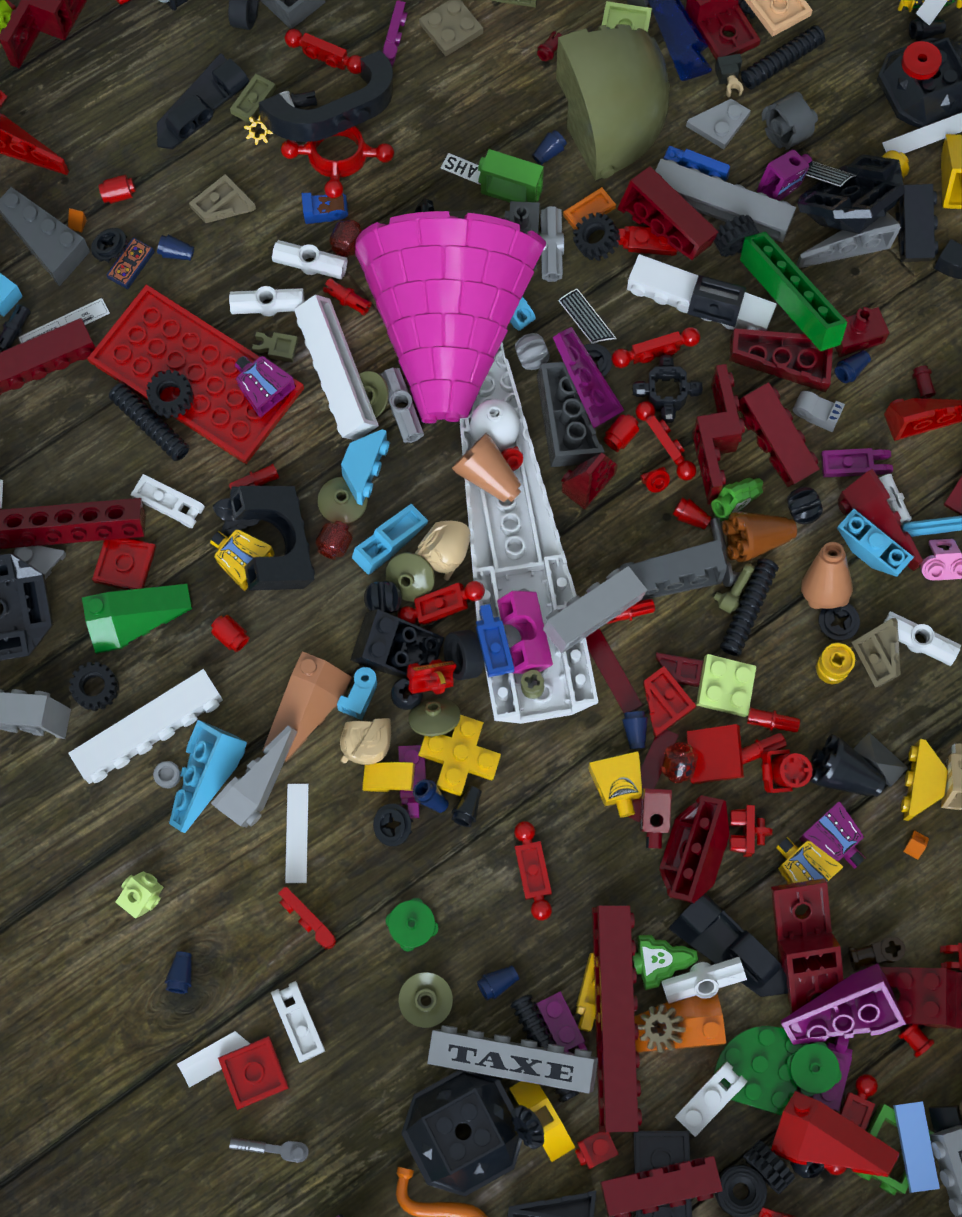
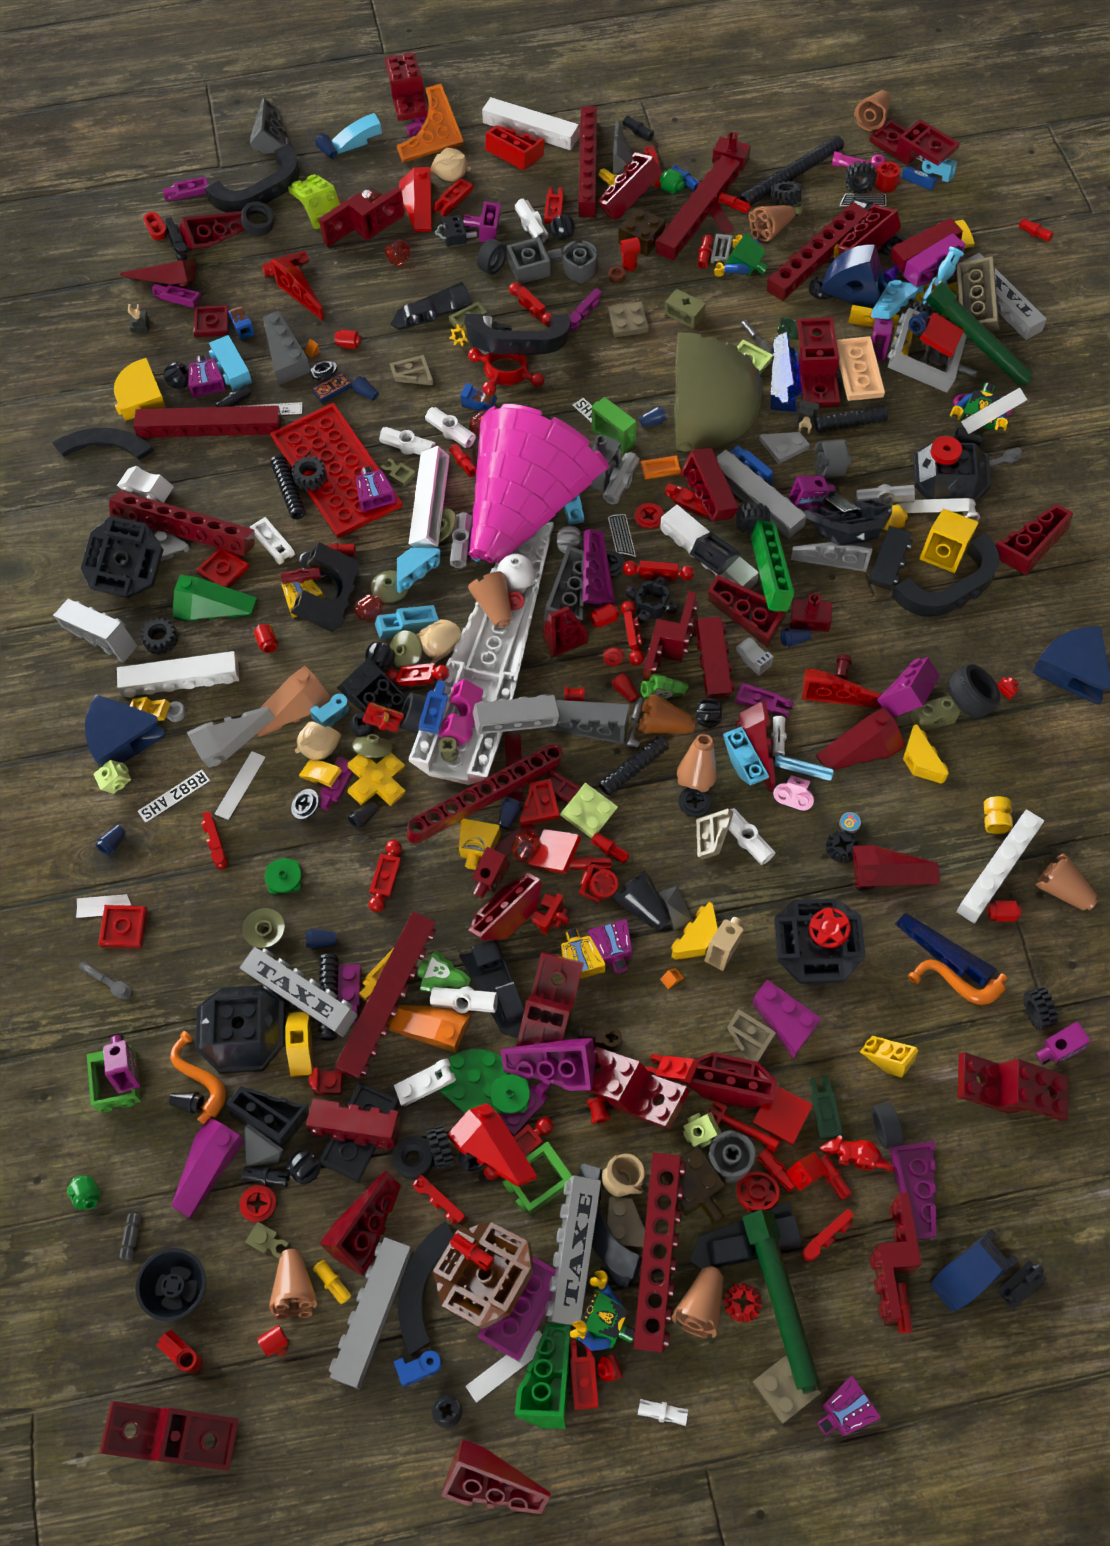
camera: 25 degrees right, 10 degrees down
(115, 834) = (118, 730): none -> dark blue piece
(118, 44) = (397, 252): none -> clear red head
(133, 787) = (158, 708): none -> yellow slope
(210, 763) = (211, 708): medium azure wedge -> none
(223, 882) = (173, 796): none -> white sticker
(236, 537) = (300, 575): none -> dark red pin
(298, 1023) = (170, 906): white plate -> none
(429, 795) = (340, 795): dark blue cone -> none
(528, 1127) = (281, 1036): black gear -> none
(597, 729) = (481, 800): none -> dark red beam
(604, 245) = (658, 490): black tyre -> none
(605, 270) = (651, 510): none -> red gear
(637, 548) = (574, 694): none -> red bush
(640, 608) = (547, 734): red axle -> none
(659, 1039) = (413, 1015): dark tan gear -> none
(730, 600) = (622, 755): olive piece -> none
(835, 663) = (674, 826): yellow wheel -> none
(872, 142) = (896, 494): none -> light grey piece
(916, 1147) = (553, 1180): light blue tile -> none

